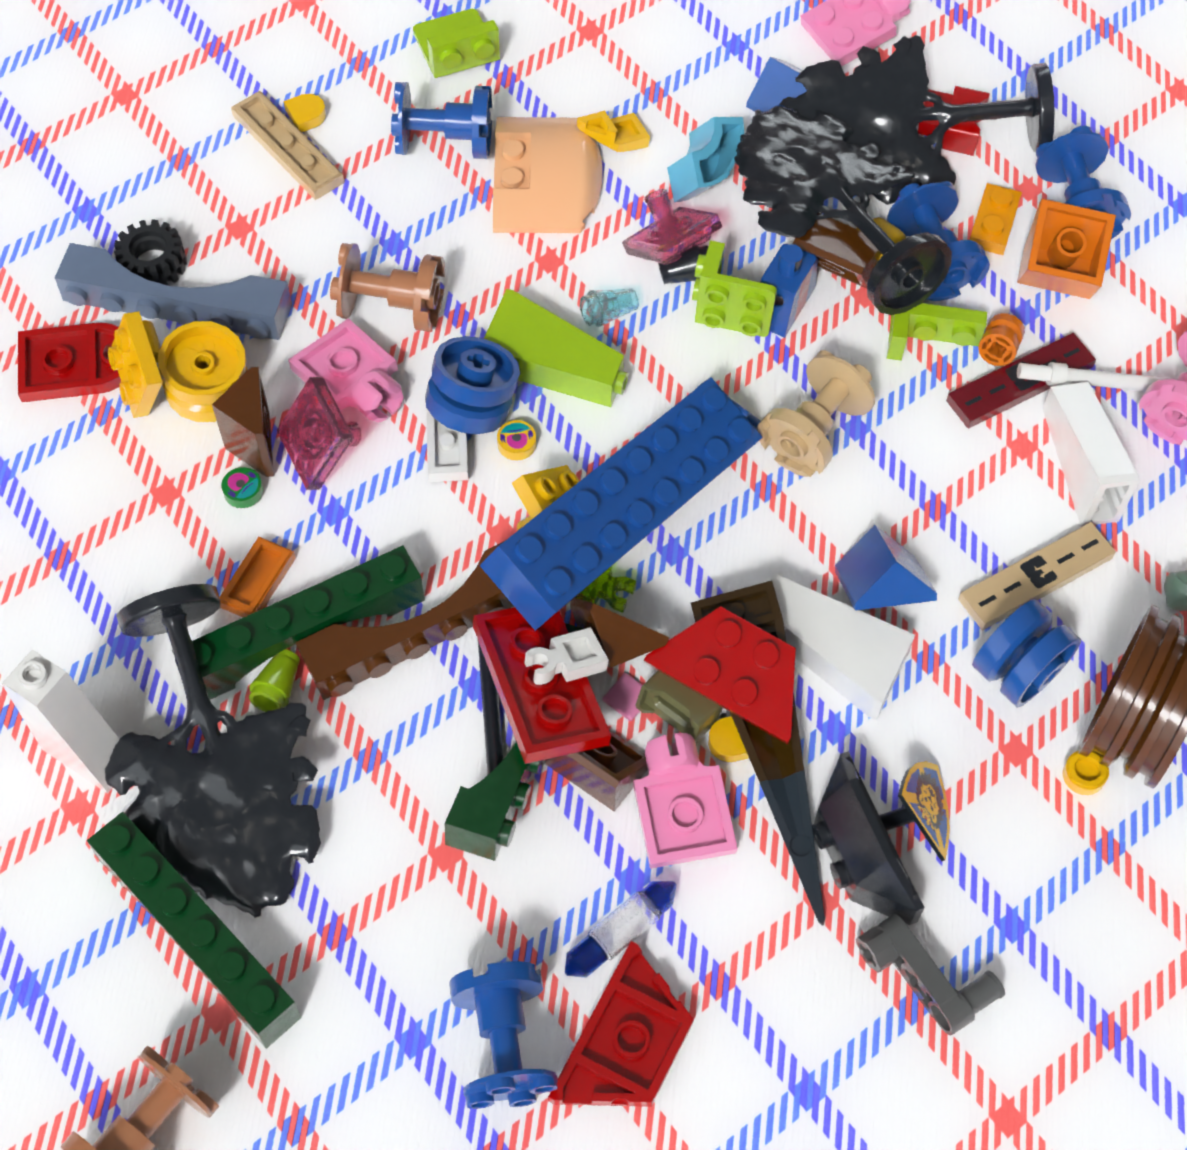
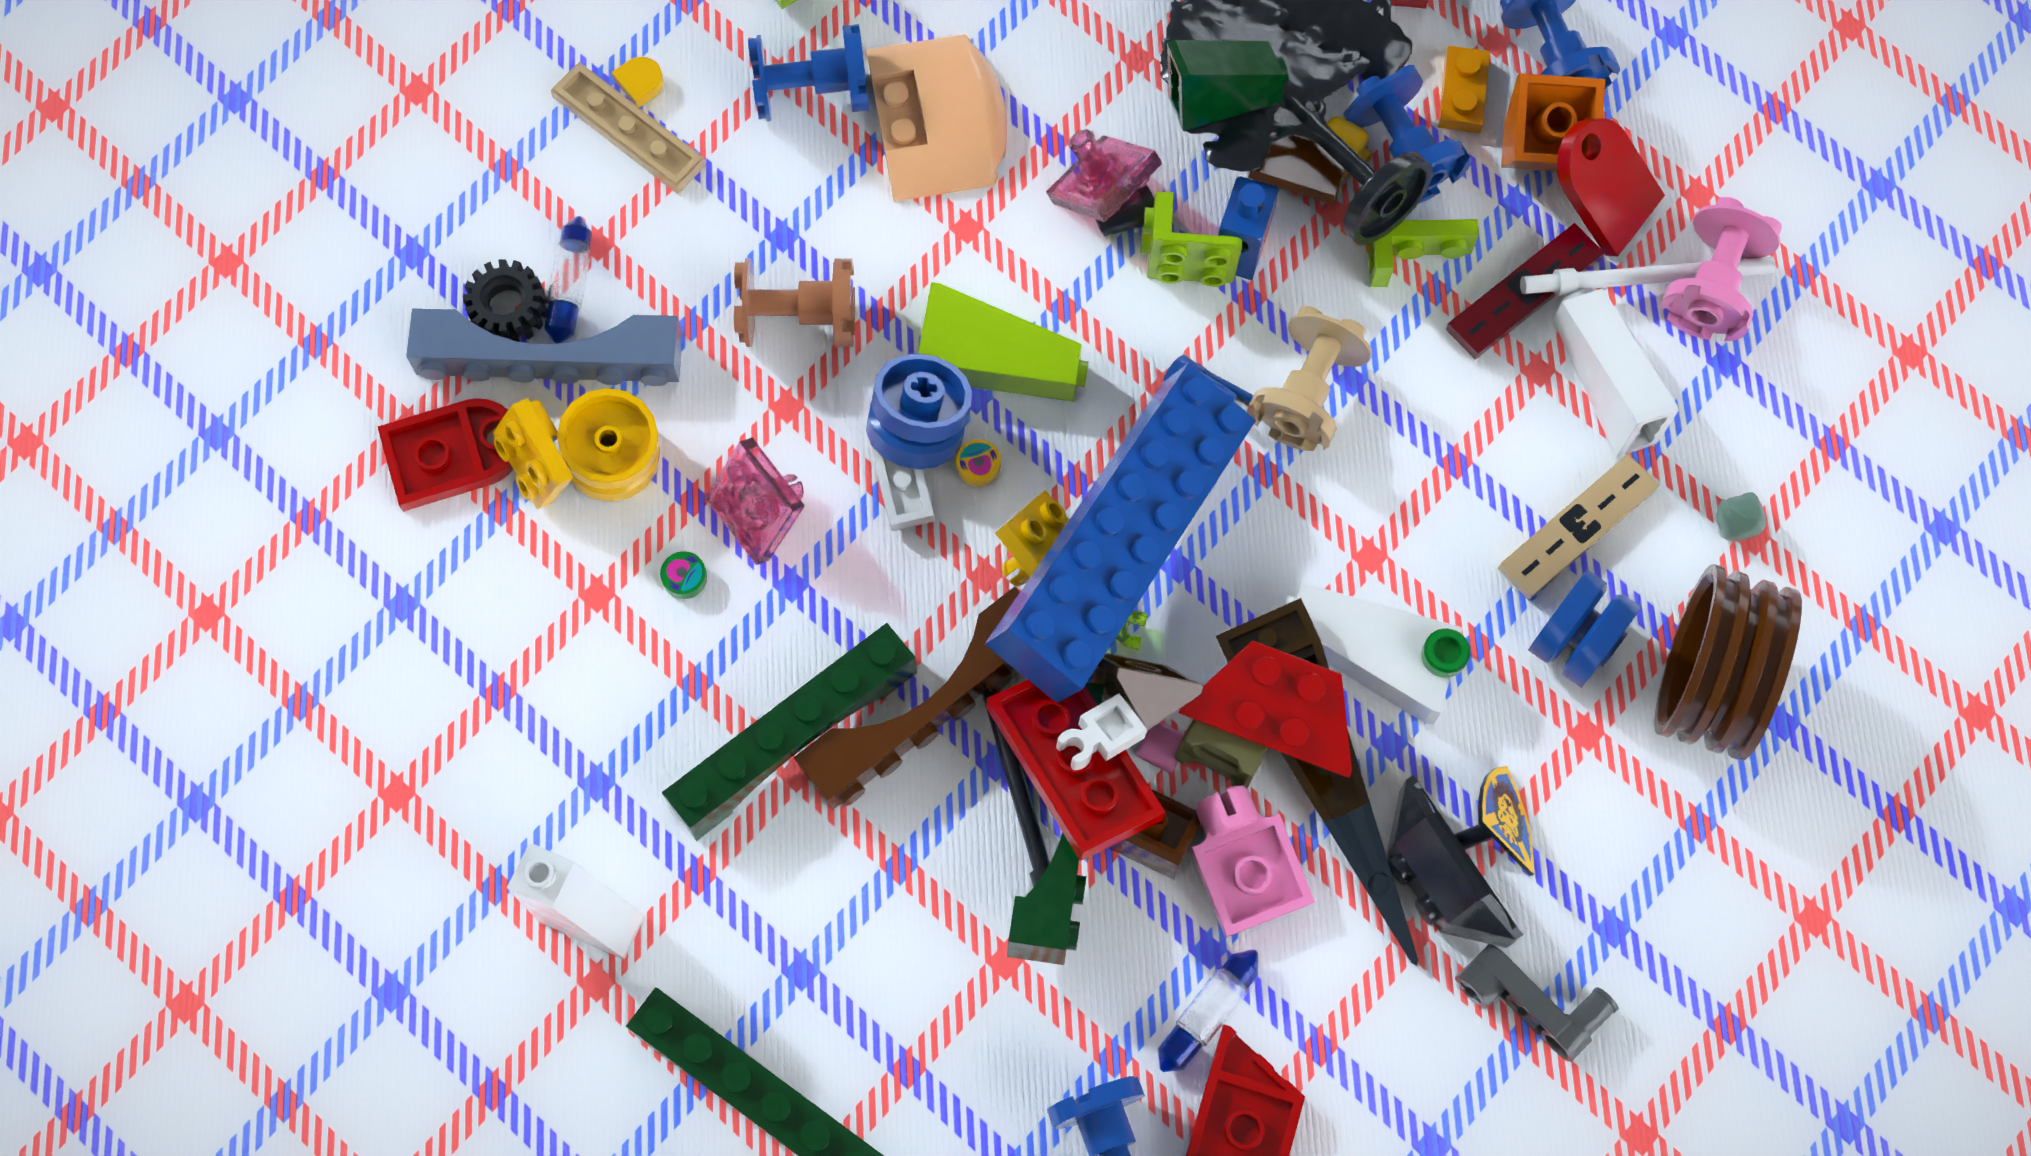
camera: 10 degrees left, 10 degrees up
(207, 245) = (568, 280): none -> piece
(224, 810) = (764, 956): black plant -> none
(245, 422) = (672, 502): reddish brown slope -> none
(256, 578) = (726, 682): orange tile -> none
(275, 682) = (778, 803): lime cone -> none
(353, 369) = (775, 409): bright pink plate -> none
(607, 305) = (1045, 278): clear light blue cone -> none
(617, 133) = (1012, 50): yellow slope -> none
(707, 159) = (1126, 72): medium azure brick -> none
(726, 742) = (1278, 780): yellow tile -> none
(782, 158) = (1222, 79): none -> dark green slope
(882, 574) = (1414, 560): blue slope -> none
(895, 651) = (1445, 653): none -> green tile
(1001, 339) = (1497, 247): orange wheel -> none
(1085, 774) = (1660, 751): yellow tile -> none
(1106, 300) = (1608, 185): none -> red tile

